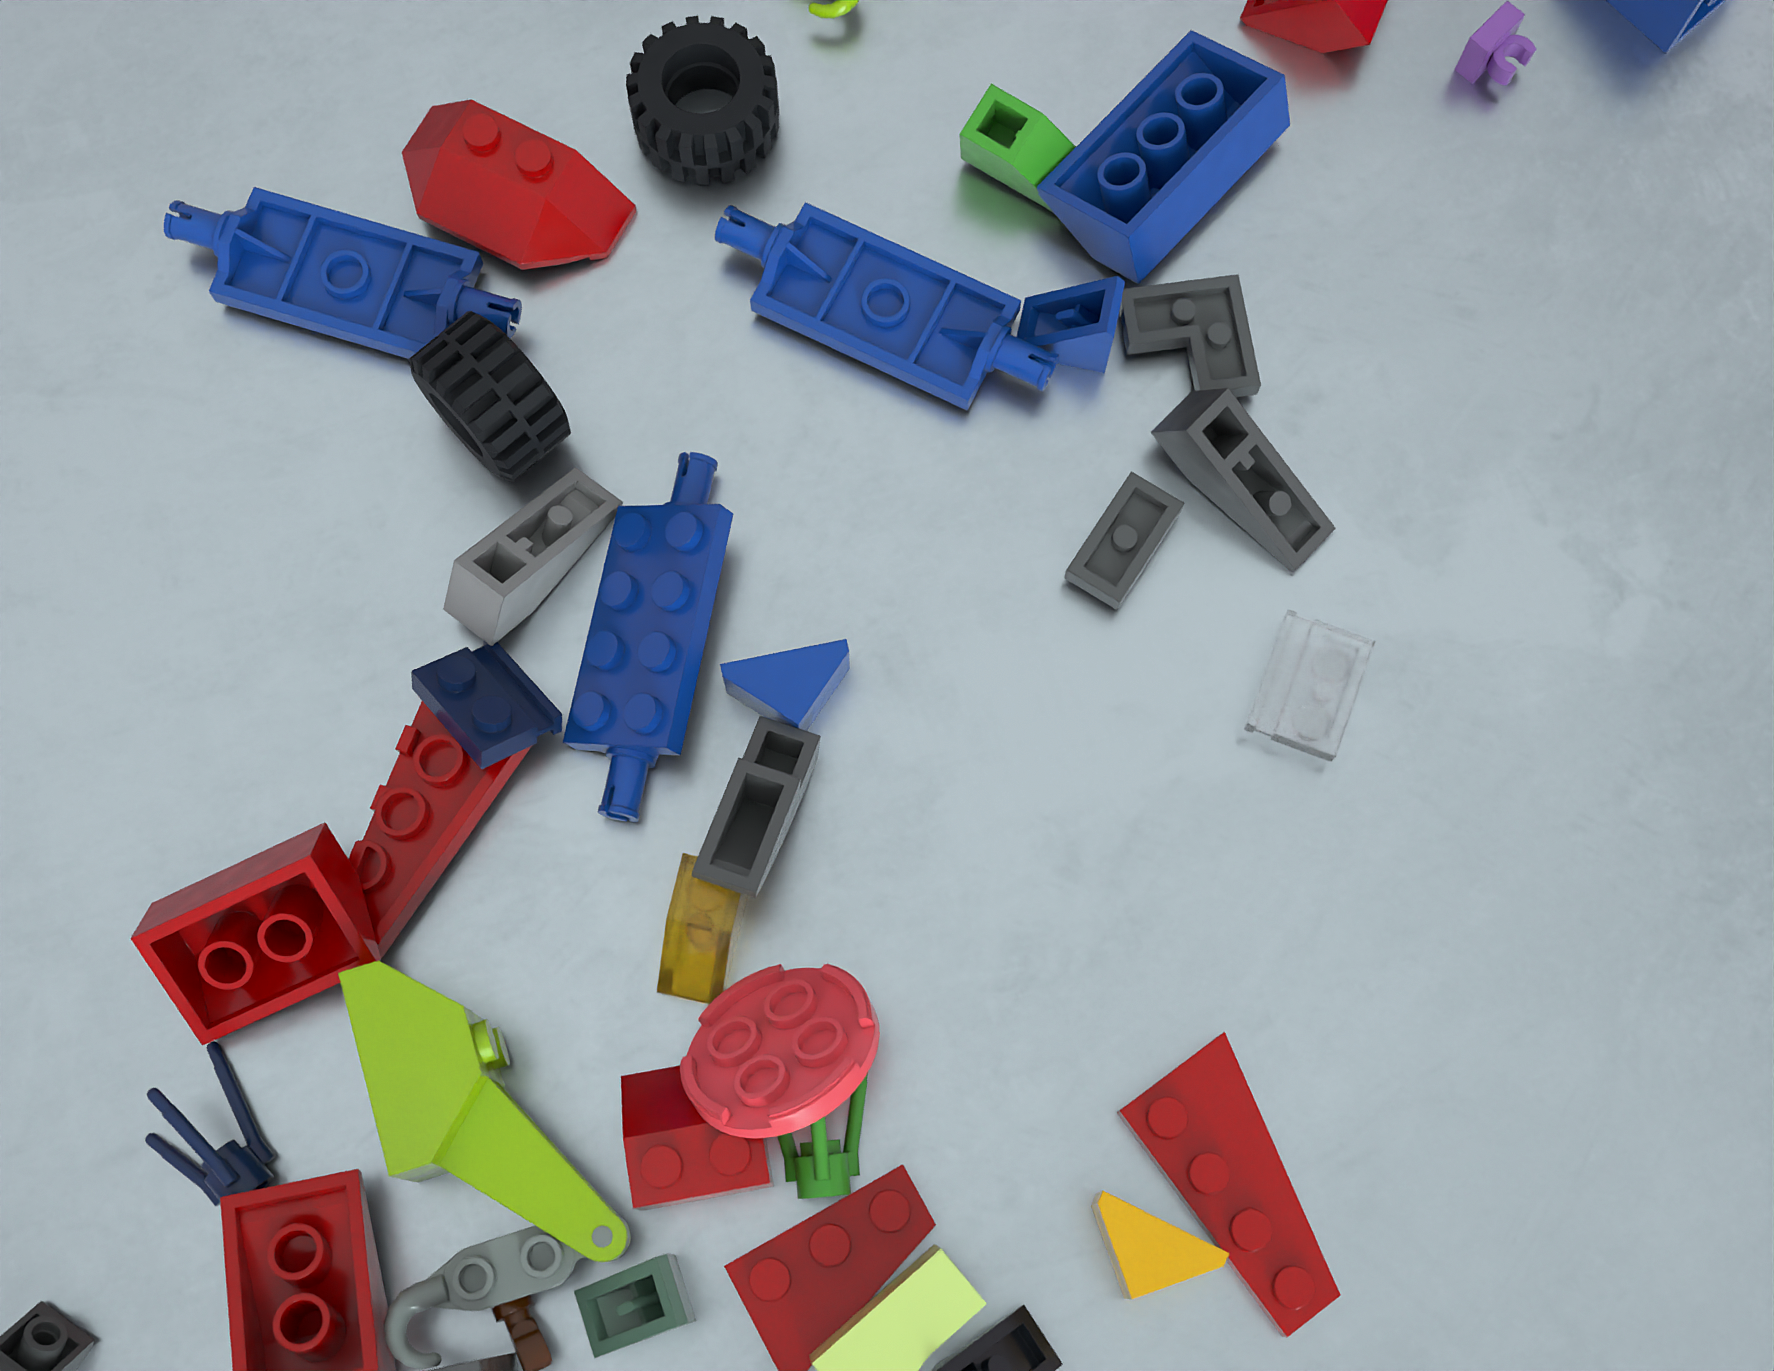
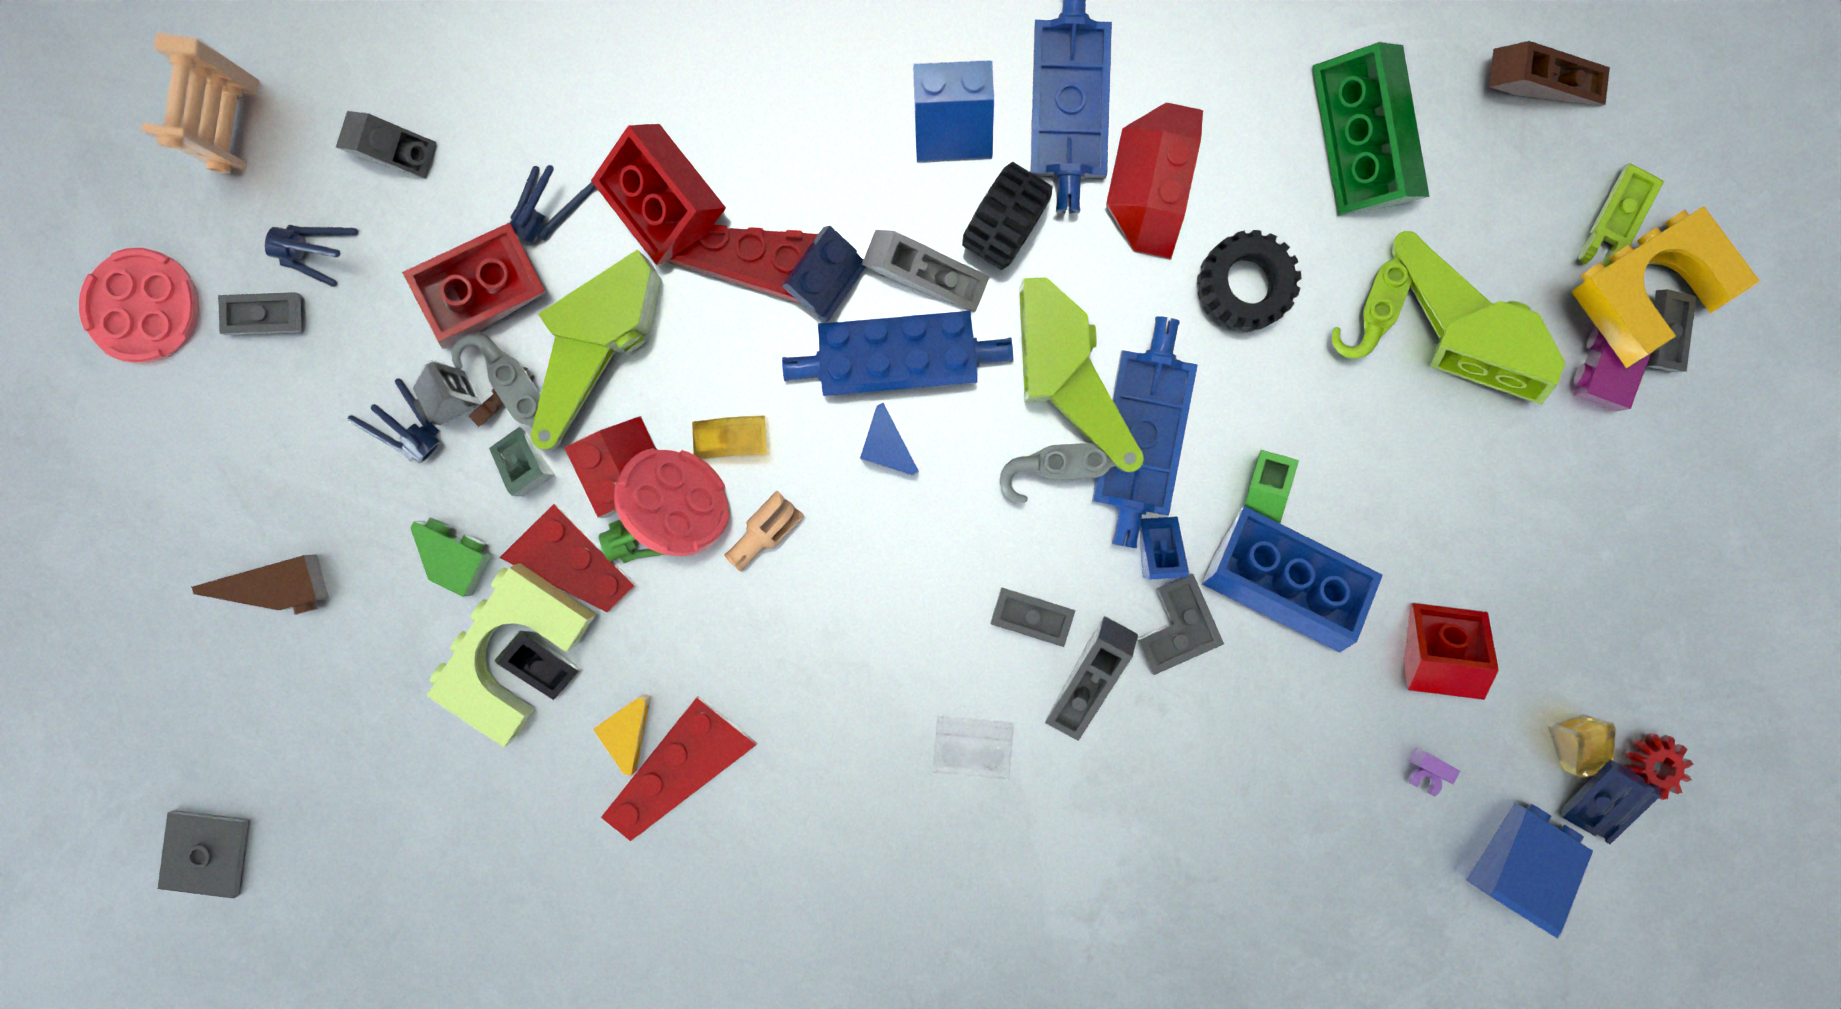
camera: 75 degrees right, 15 degrees up
(296, 433) = (953, 110): none -> blue slope
(735, 393) = (1058, 369): none -> lime slope
(757, 807) = (803, 449): dark grey slope -> none
(870, 917) = (764, 529): none -> light nougat arm

